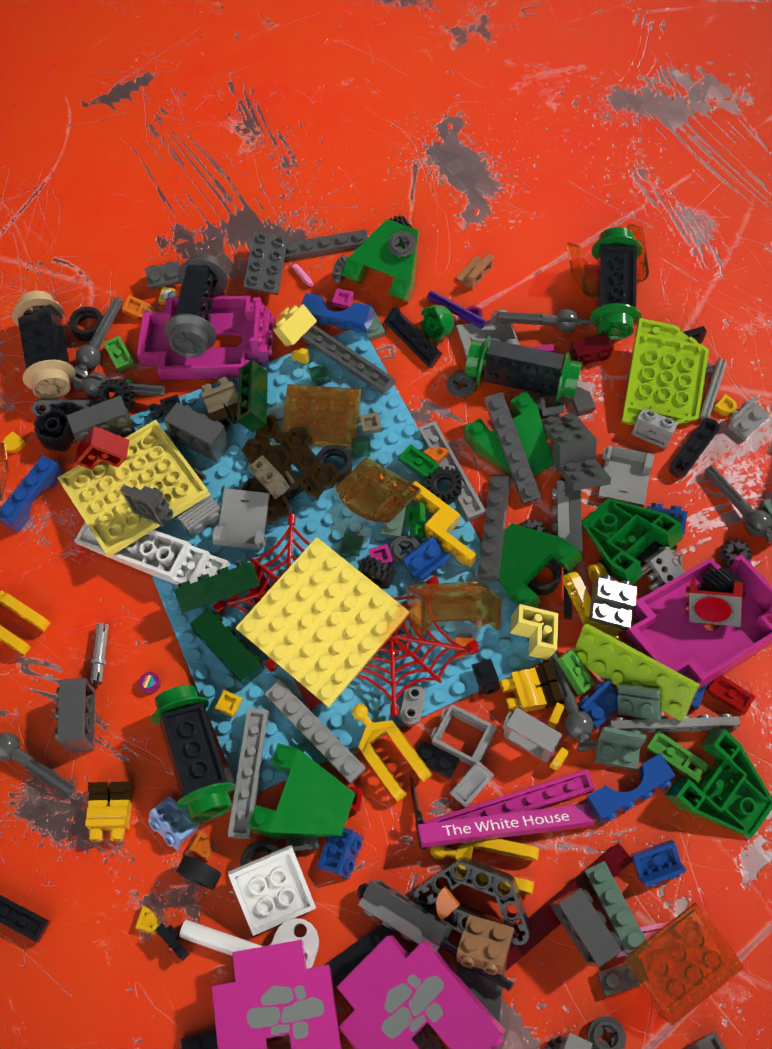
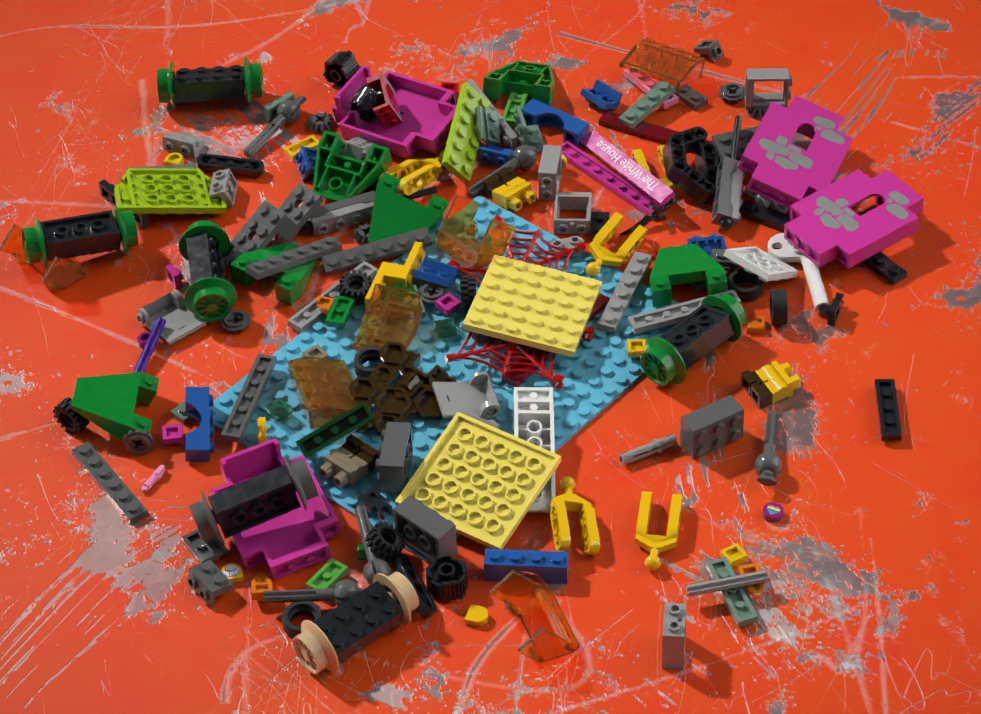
camera: 115 degrees left, 20 degrees down
(72, 556) = (560, 523): none -> yellow piece
(101, 446) = (459, 507): red brick -> none
(147, 921) = (833, 332): yellow tile -> none
(148, 504) = (500, 427): dark grey plate -> none
(149, 682) = (650, 409): magenta tile -> none
(171, 823) = (753, 343): light blue bracket -> none
(217, 587) = (545, 374): dark green brick -> none
(226, 647) = (590, 363): dark green brick -> none
(265, 263) = (159, 505): dark grey bracket -> none
(269, 477) = (418, 384): dark tan brick -> none
(293, 324) = (228, 437): light yellow brick -> none
(308, 855) = (718, 255): none -> dark grey bracket
(360, 447) = (344, 353): clear green plate -> none
(407, 238) = (102, 376): dark grey gear -> none
(413, 337) = (197, 366): black plate -> none
(437, 322) = (174, 351): green cylinder -> none
(445, 903) = (706, 169): orange tile -> none
(471, 784) = (608, 195): light grey tile -> none
(476, 271) = (91, 352): medium nougat panel -> none
(485, 945) = (721, 137): medium nougat plate -> none
(486, 677) = (516, 214): black bracket -> none
(539, 627) = (465, 186): light yellow brick -> none
(556, 715) = (524, 171): yellow tile -> none
(564, 321) = (131, 271): dark grey piece -> none
(575, 671) = (481, 170): bright green plate -> none
(586, 927) = (671, 108): dark grey brick -> none
(591, 349) = (155, 249): dark red brick -> none
(612, 602) = (412, 159): plate -> none
(628, 475) = (274, 193): light grey door -> none
(699, 523) = (290, 151): none -> yellow tile

